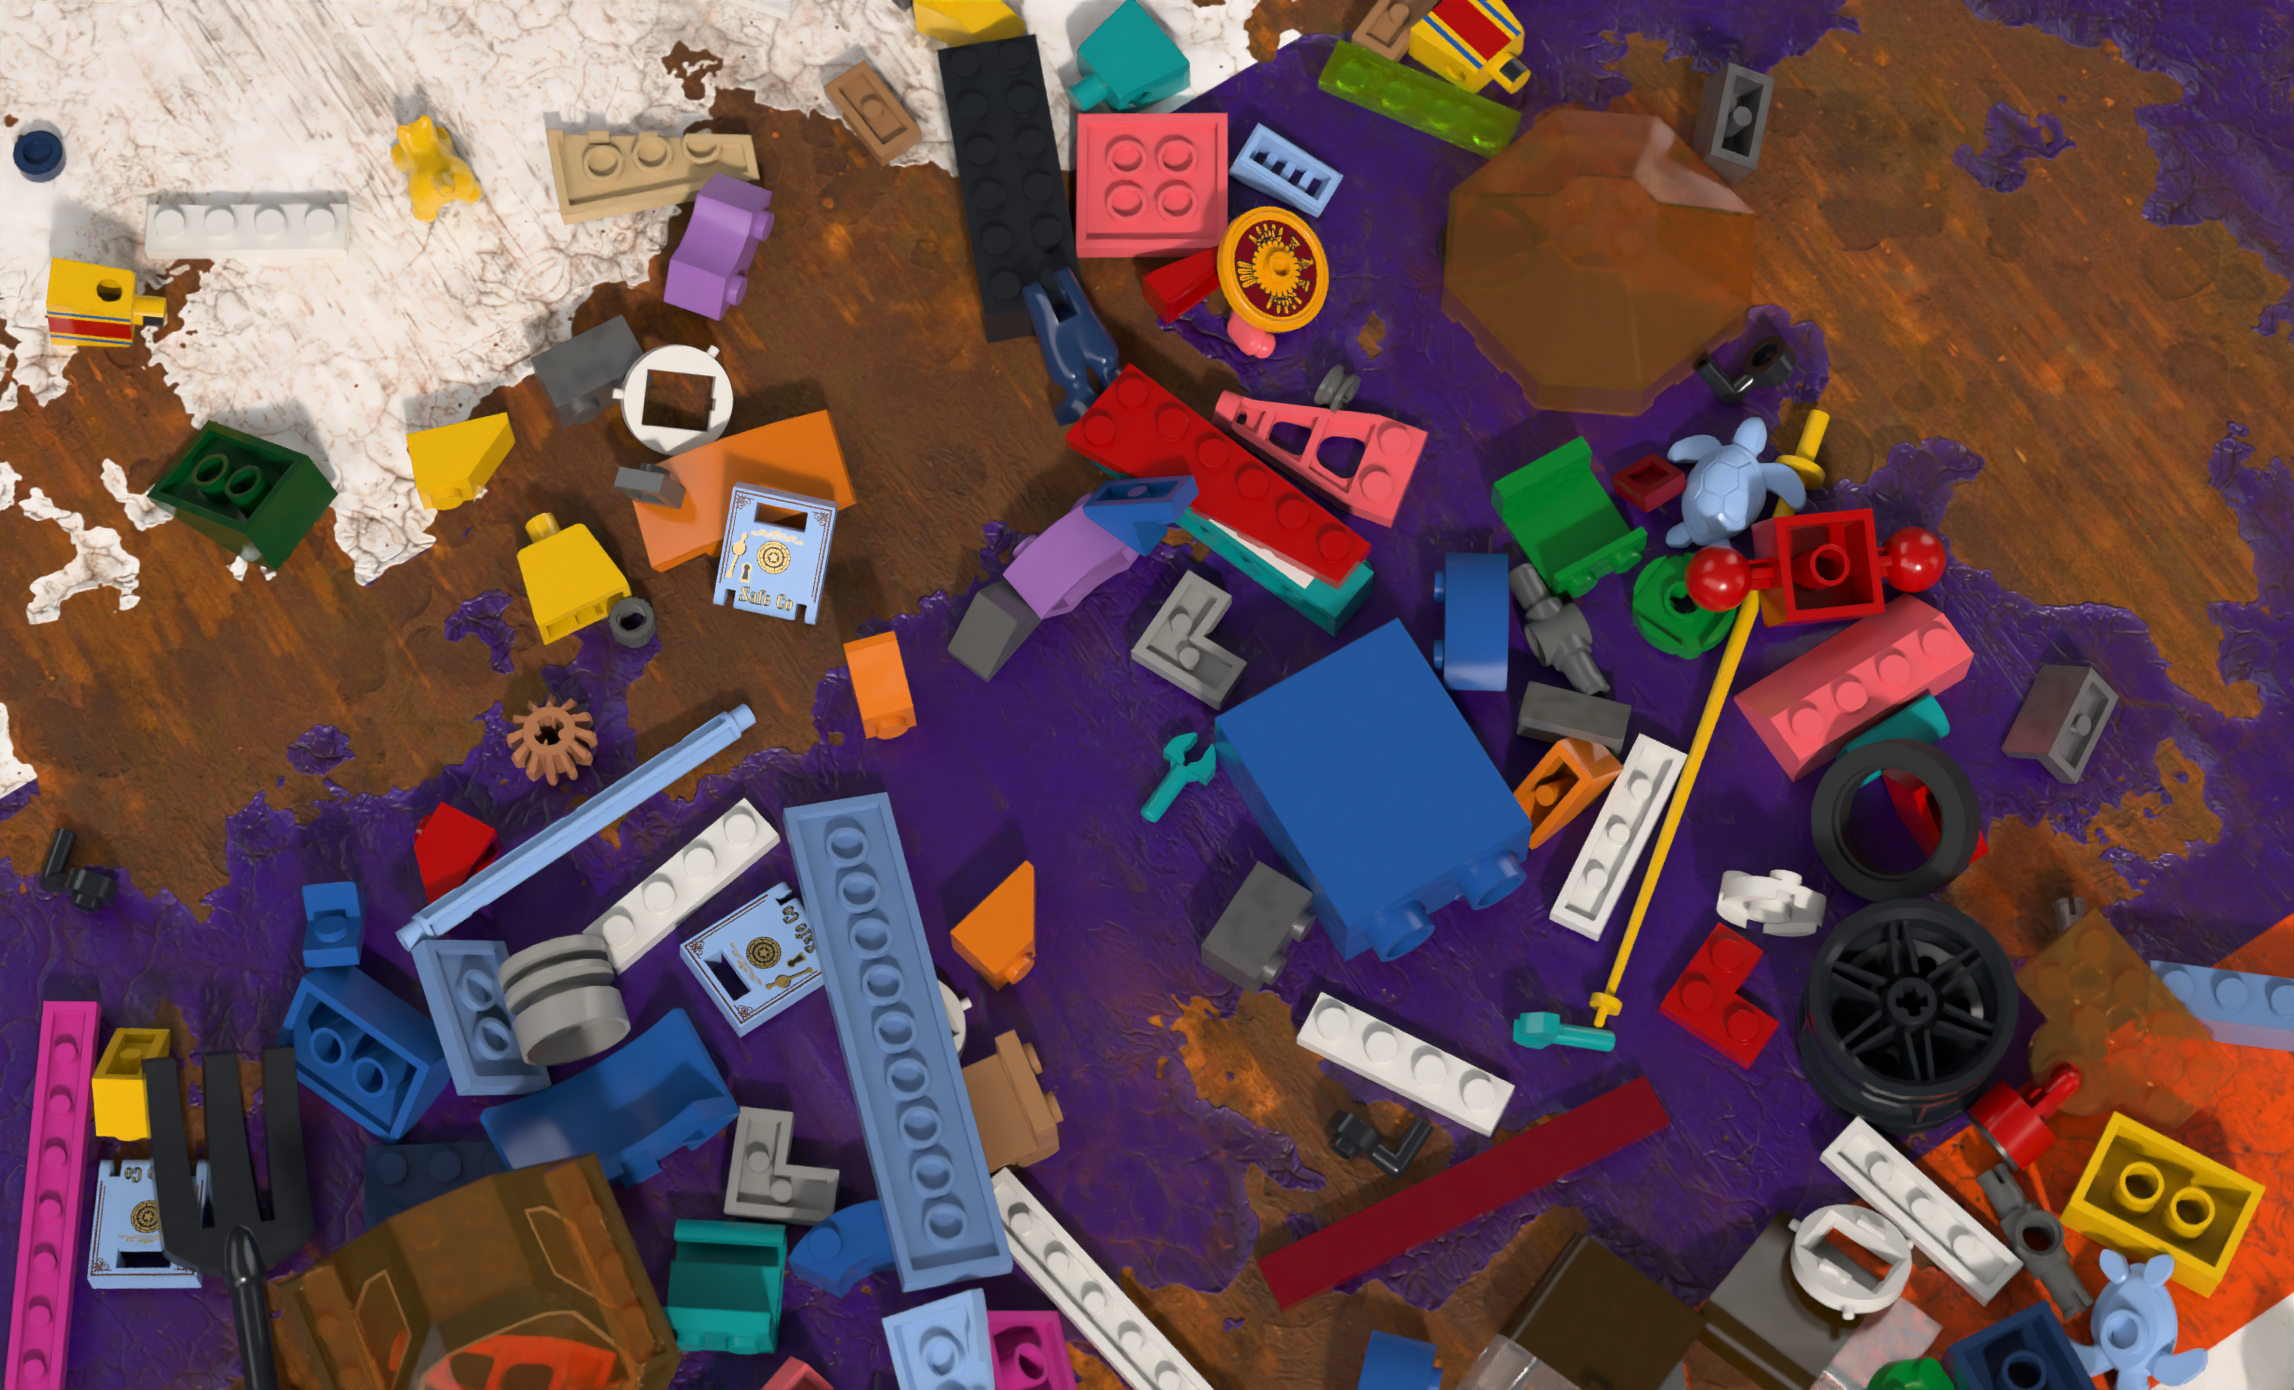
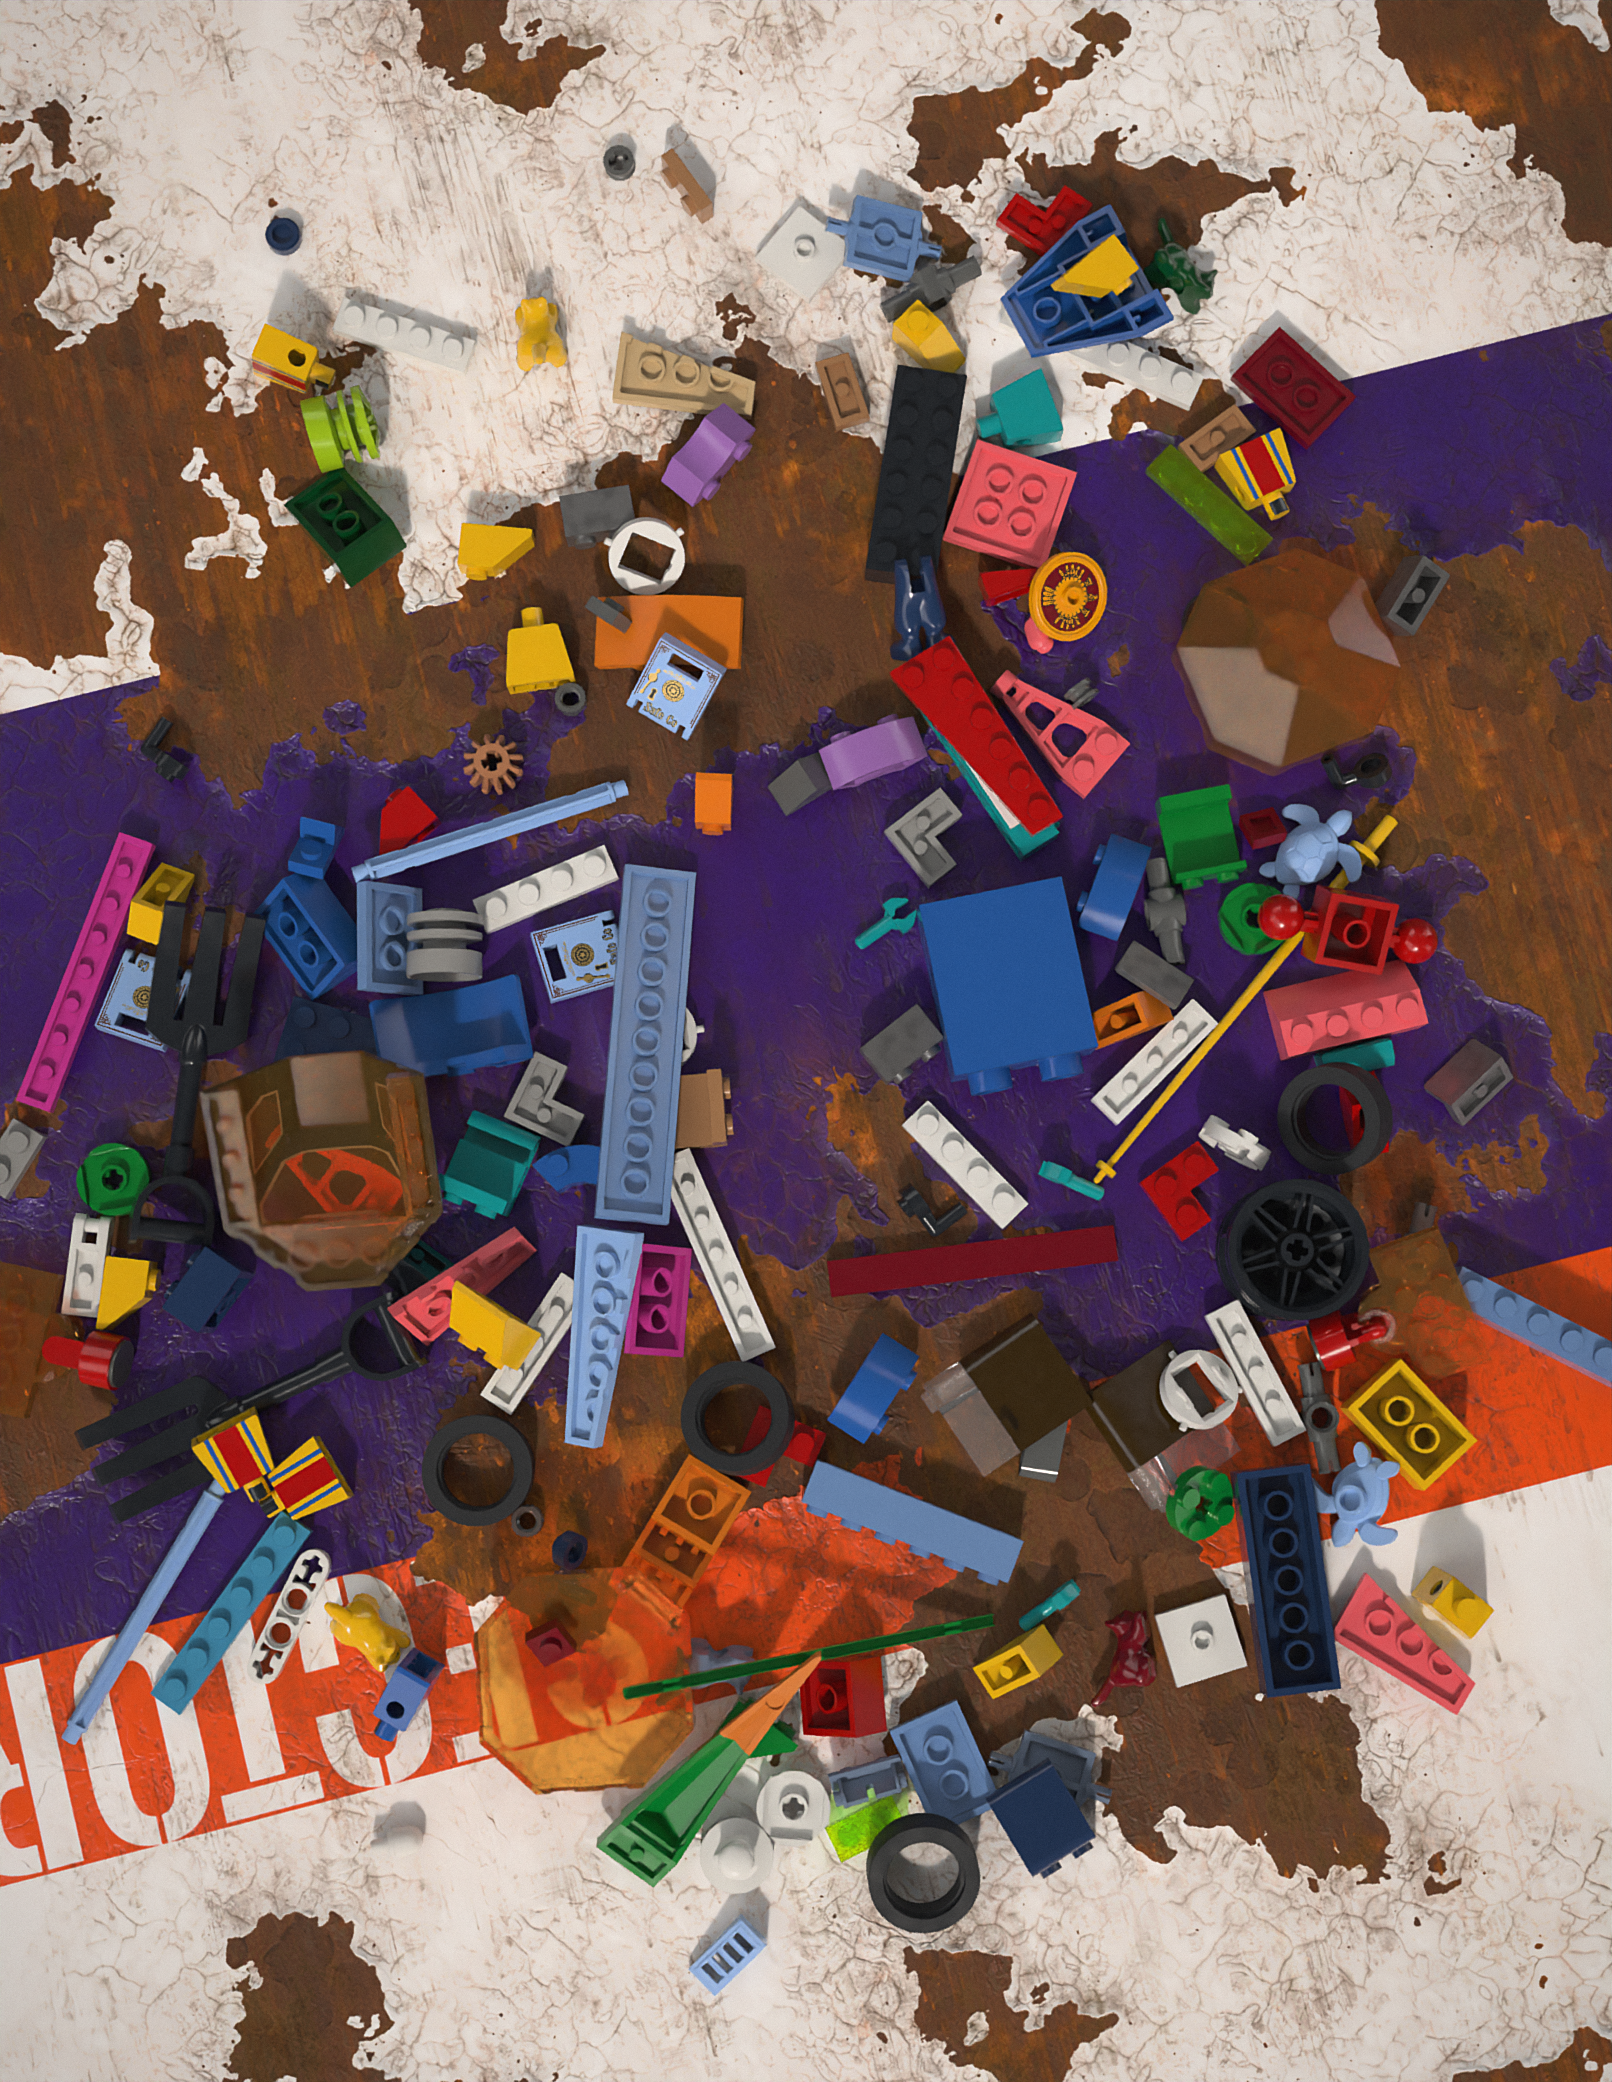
camera: 15 degrees right, 15 degrees up
(198, 366) = (340, 428): none -> lime wheel
(1001, 930) = (739, 991): orange slope -> none
(1141, 508) = (921, 739): blue slope -> none
(1281, 150) = (1092, 534): light blue slope -> none

